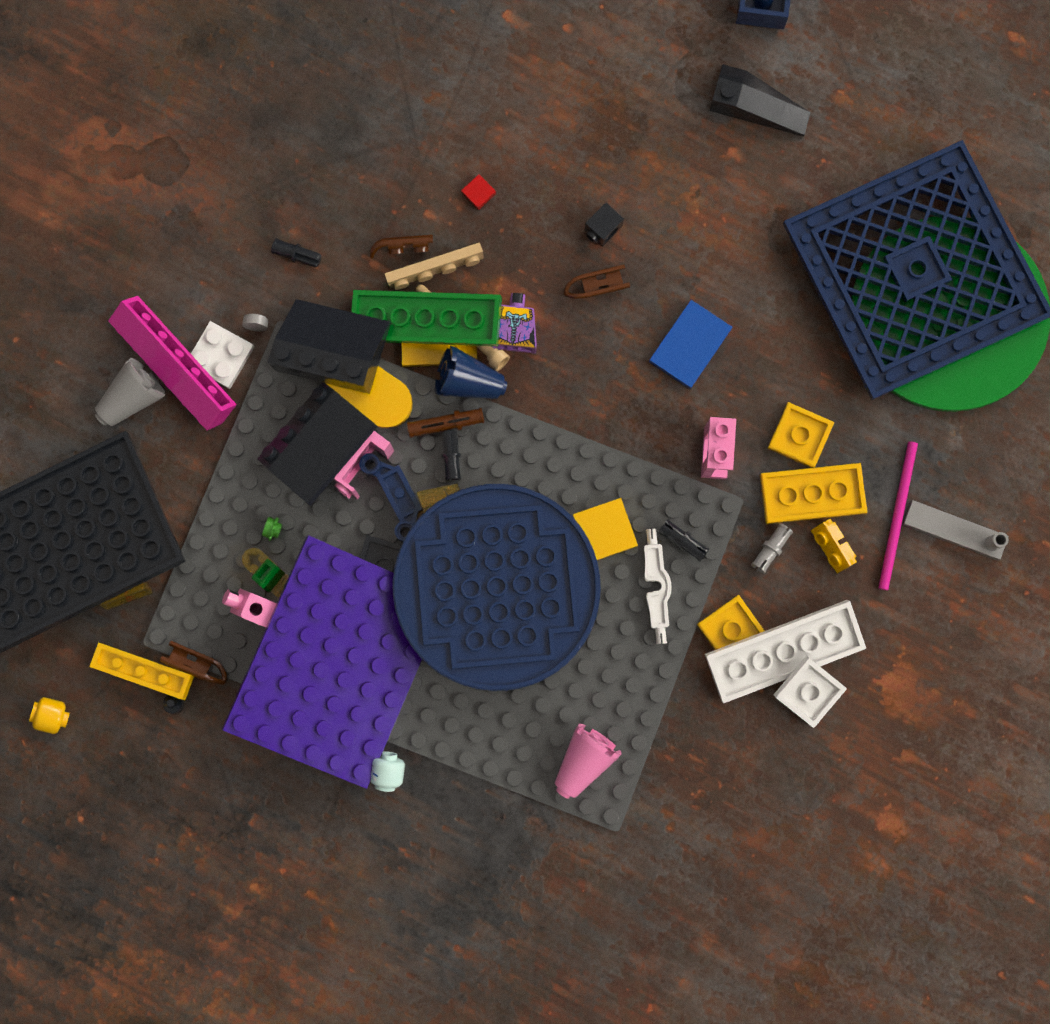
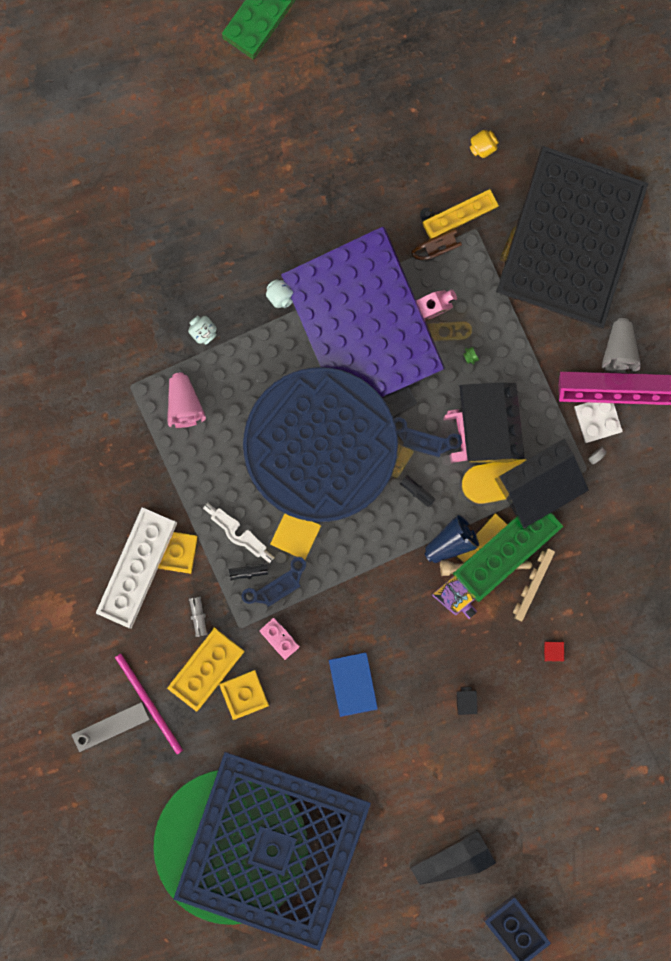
camera: 130 degrees right, 5 degrees up
(268, 575) = (446, 329): green slope -> none
(296, 253) = (616, 516): black axle -> none
(397, 244) = (567, 576): reddish brown piece -> none
(476, 417) = (434, 512): reddish brown pin -> none
(495, 813) = (202, 329): none -> light aqua head
(591, 284) = (439, 662): reddish brown piece -> none
(671, 497) = (278, 588): none -> dark blue plate
(810, 691) = (102, 559): white plate -> none
(838, 555) = (175, 652): yellow hinge -> none

